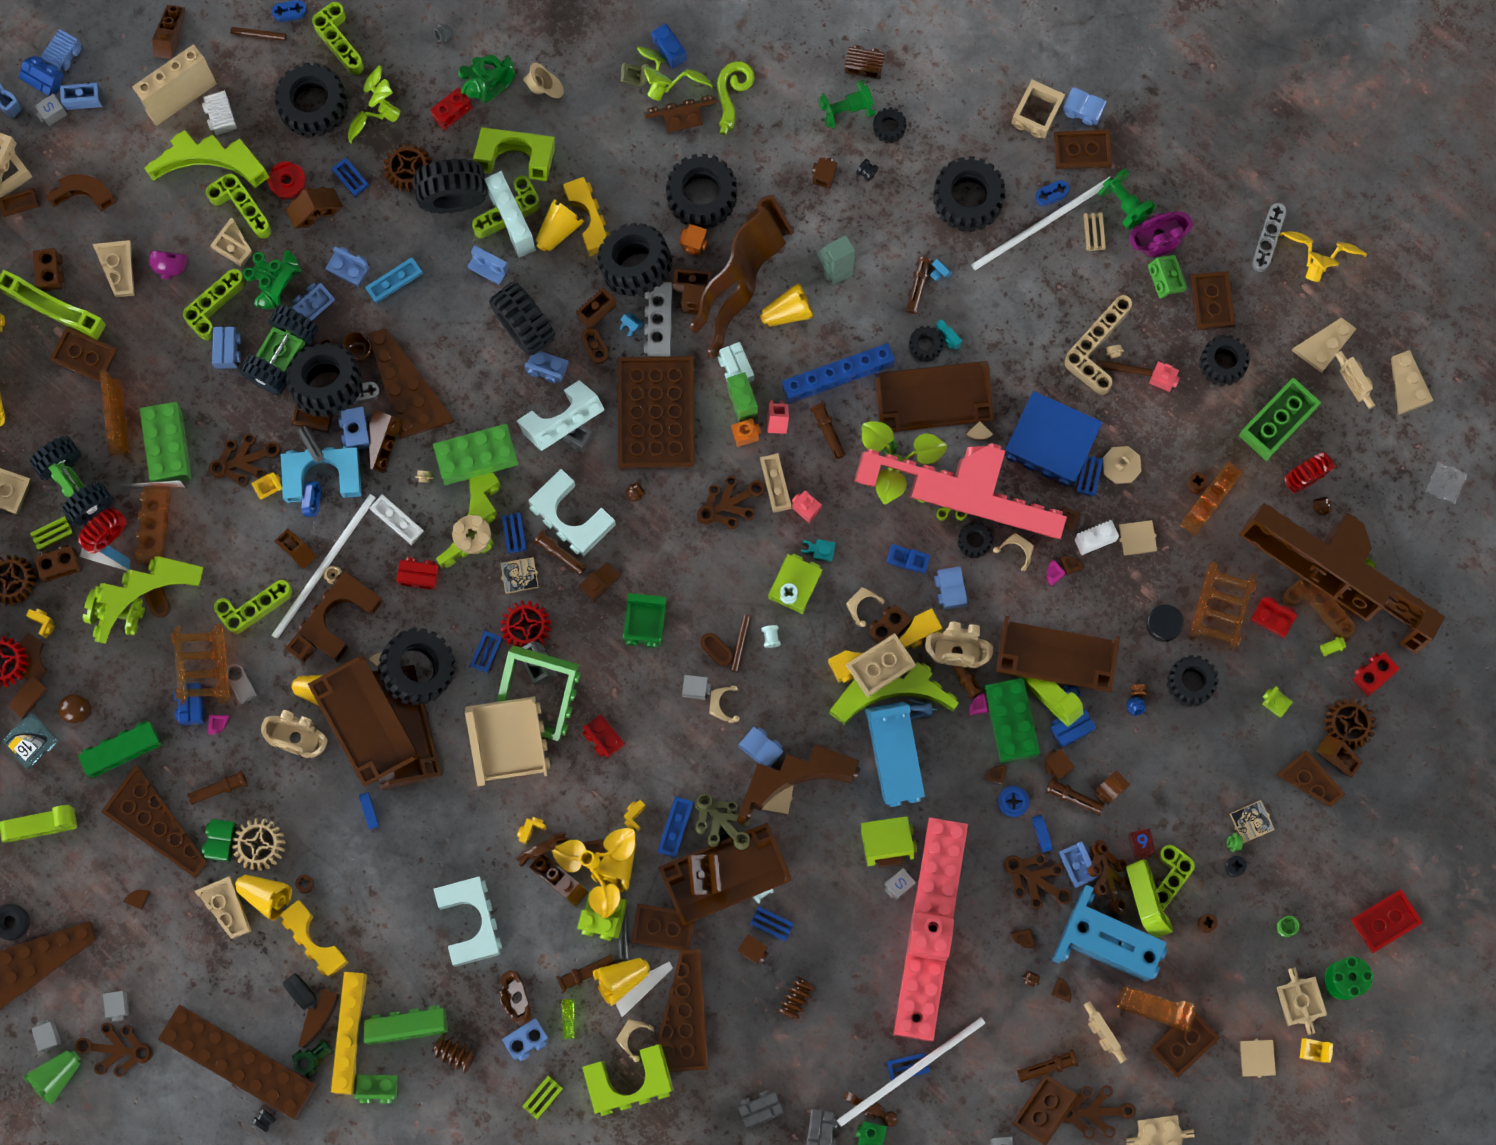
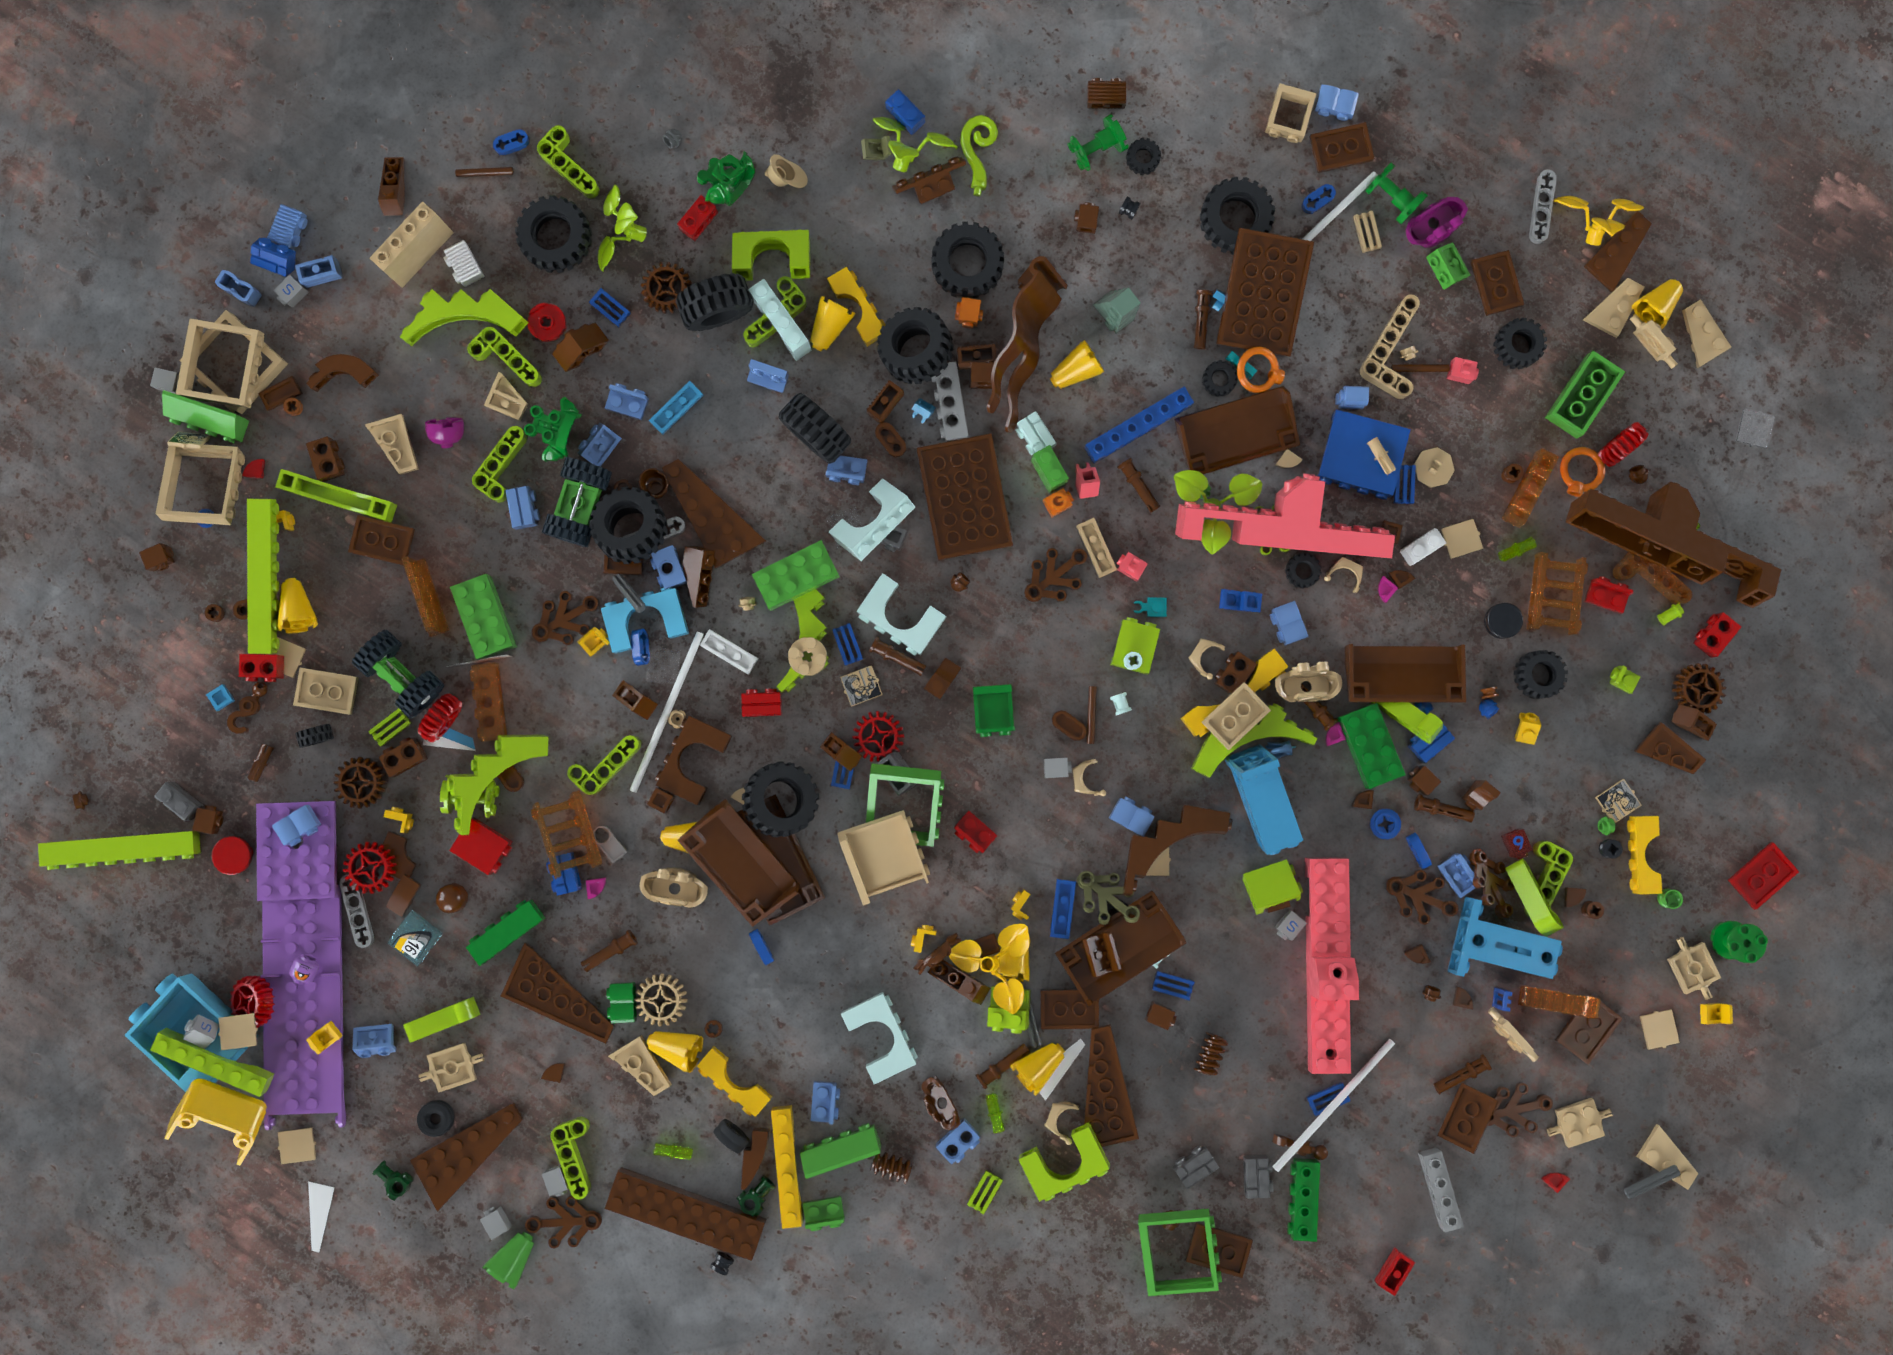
camera: 10 degrees left, 10 degrees up
(23, 212) = (287, 408): none -> dark orange bush
(37, 874) = (451, 1067): none -> tan plate
(115, 663) = (482, 847): none -> red brick
(139, 987) = (566, 1162): none -> lime beam
(238, 998) = (673, 1151): none -> clear neon green axle
(400, 977) = (824, 1102): none -> medium blue bracket
(486, 633) = (841, 751): none -> reddish brown arch
(980, 349) = (1275, 375): none -> orange piece
(982, 268) = (1265, 291): none -> reddish brown plate
(1050, 382) = (1352, 397): none -> medium blue brick
(1068, 441) = (1381, 455): none -> tan axle
(1099, 994) = (1504, 999): none -> blue tile
(1172, 732) = (1528, 728): none -> yellow bracket
(1190, 556) = (1517, 549): none -> clear neon green axle
(1191, 907) = (1573, 896): none -> reddish brown tile
(1255, 504) = (1577, 488): none -> orange piece
(1265, 902) = (1642, 831): none -> yellow arch
(1334, 293) = (1614, 257): none -> reddish brown wing
(1367, 345) = (1659, 303): none -> yellow cone

